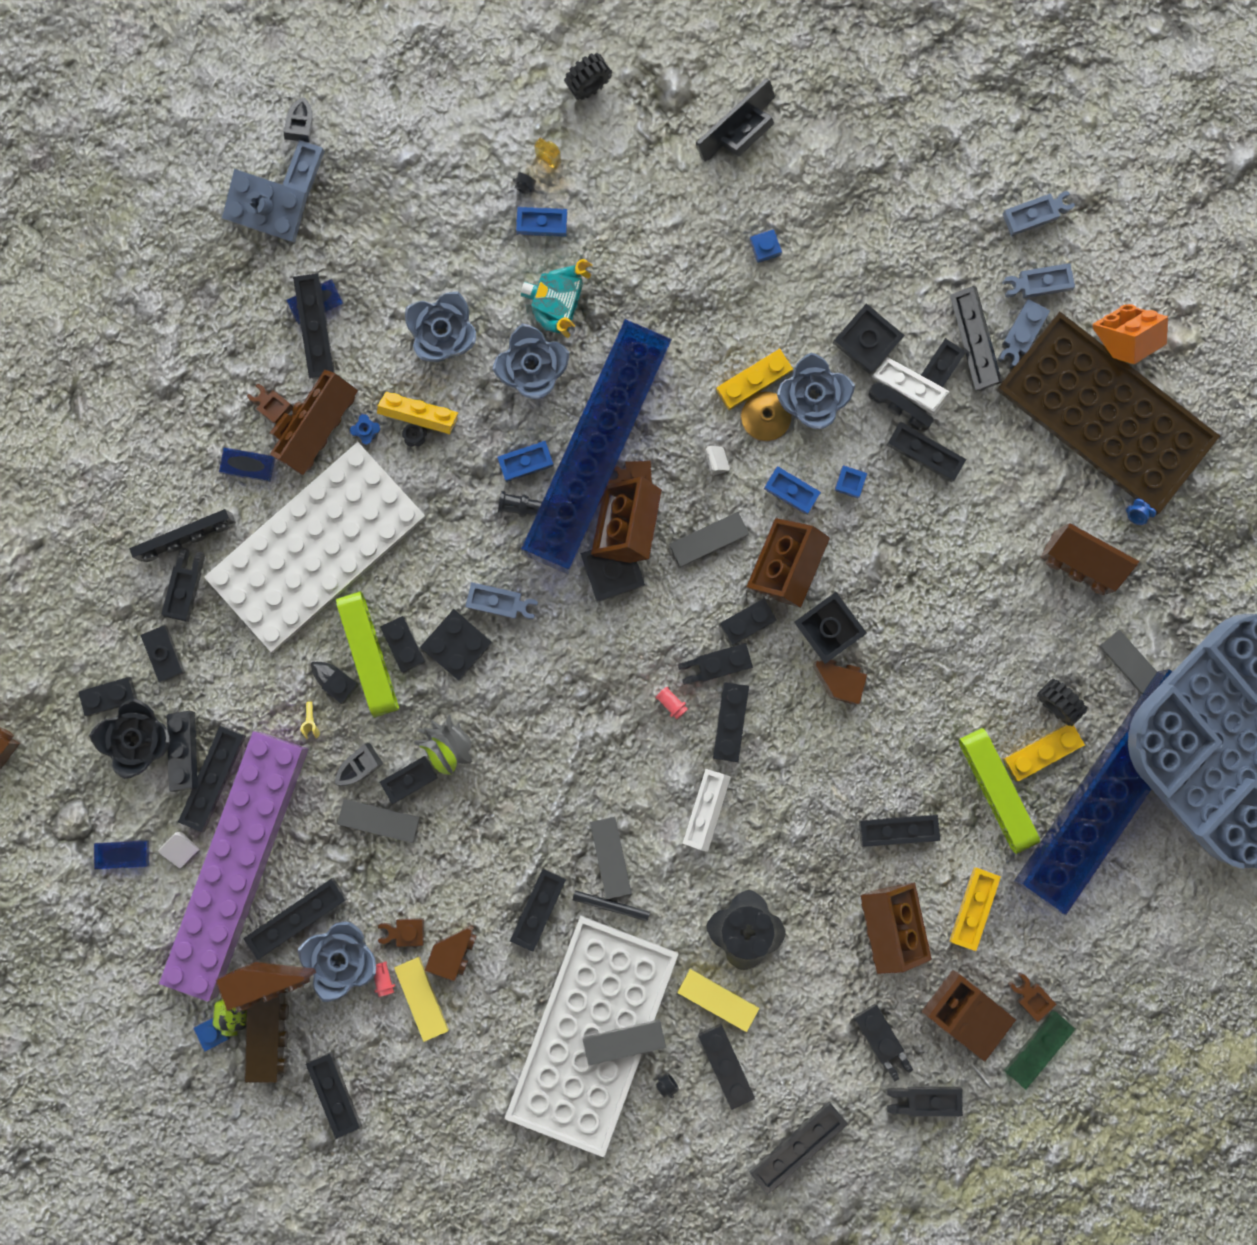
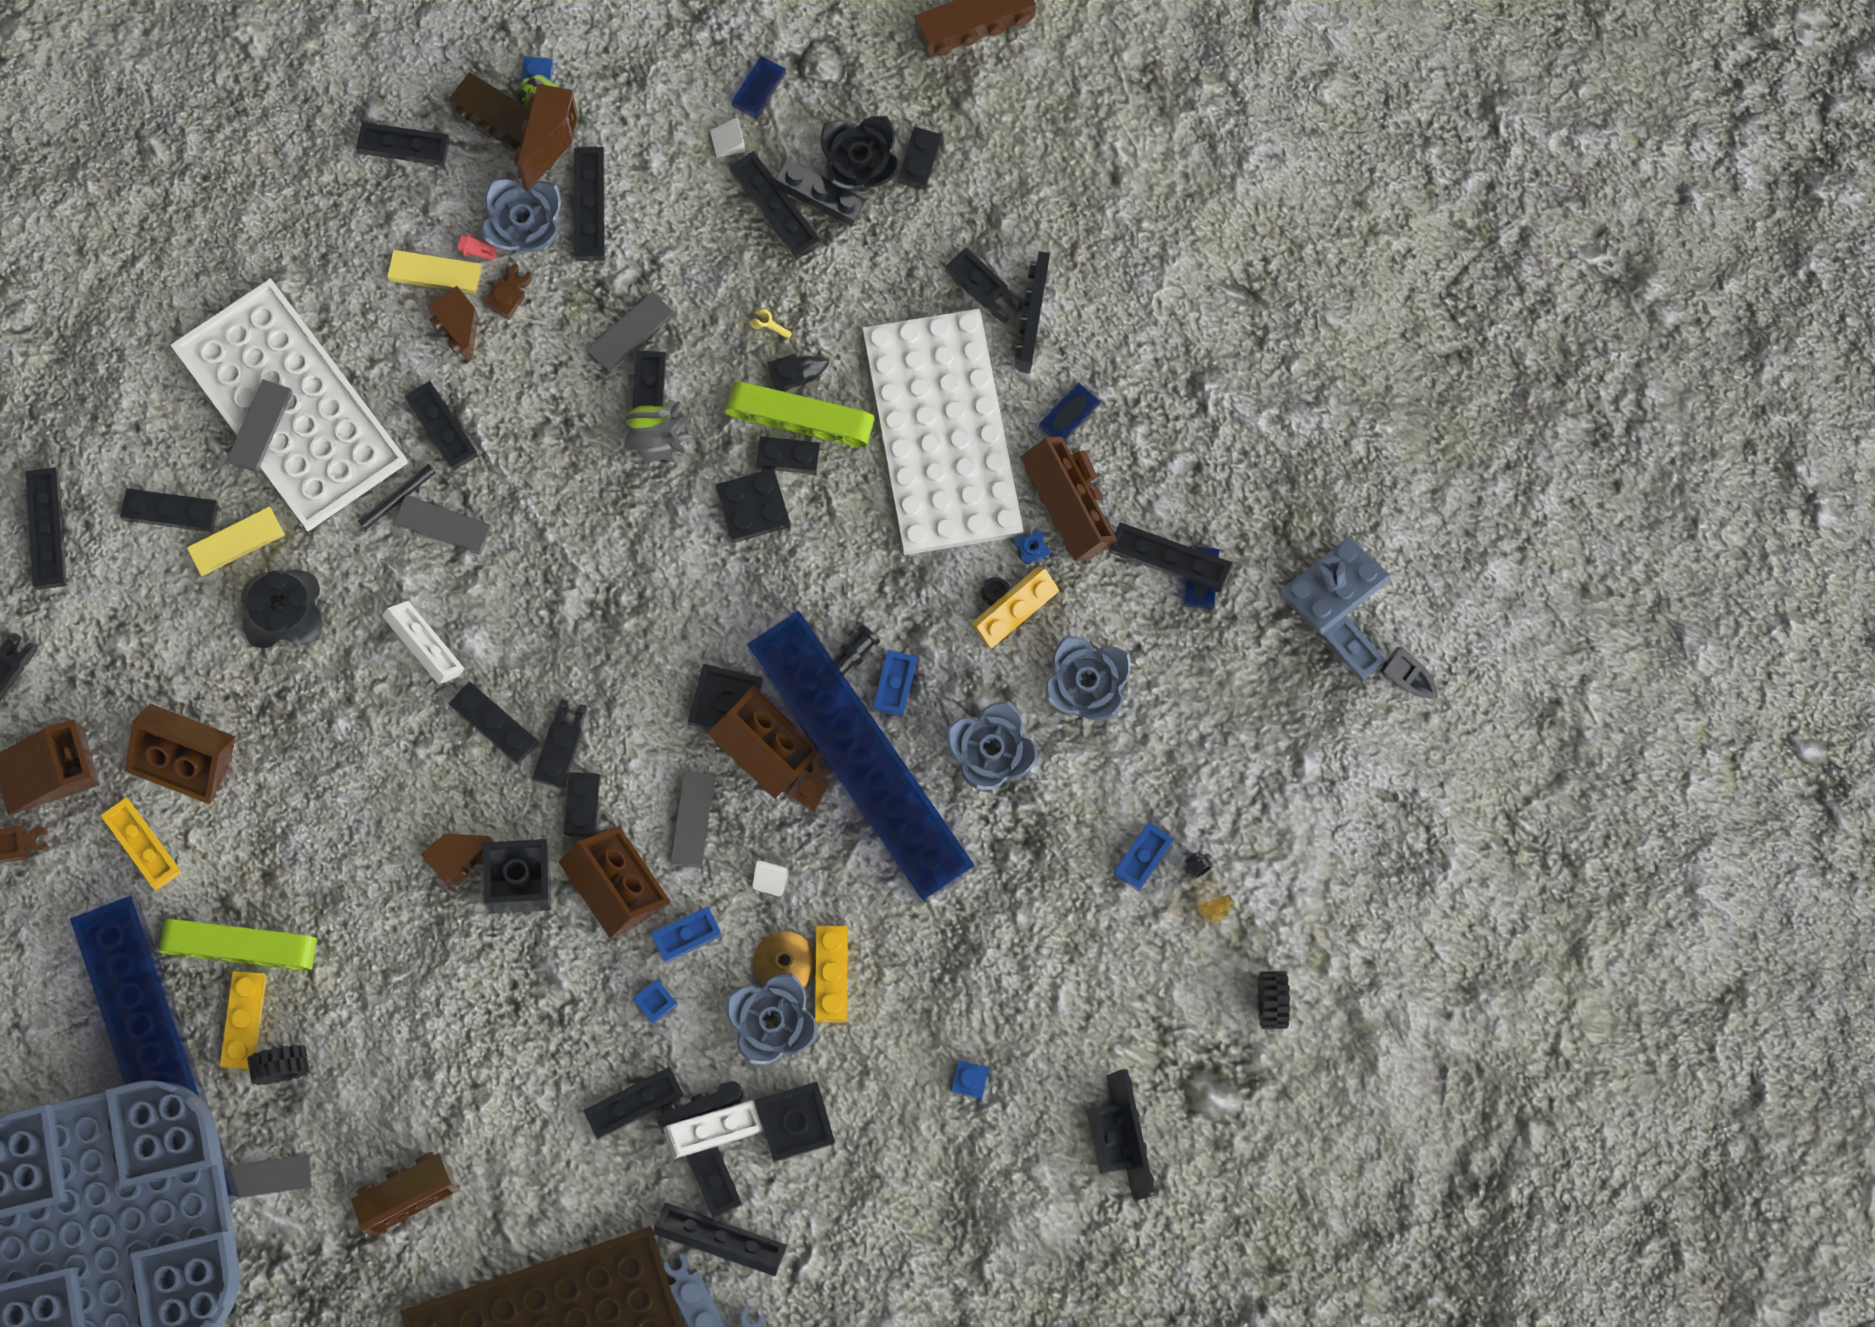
camera: 120 degrees right, 10 degrees down
(162, 654) = (928, 229): black plate -> none
(233, 866) = (679, 179): medium lavender brick -> none
(270, 405) = (1115, 472): reddish brown plate -> none
(358, 765) = (695, 343): plate -> none
(498, 601) = (768, 570): sand blue plate -> none
(557, 296) = (1047, 817): teal torso -> none
(667, 1085) = (192, 444): black plate -> none
(672, 703) = (551, 675): coral pin -> none
(882, 1039) = (84, 672): black hinge -> none
(899, 830) = (270, 819): black plate -> none
(1140, 512) = (415, 1291): blue plate -> none

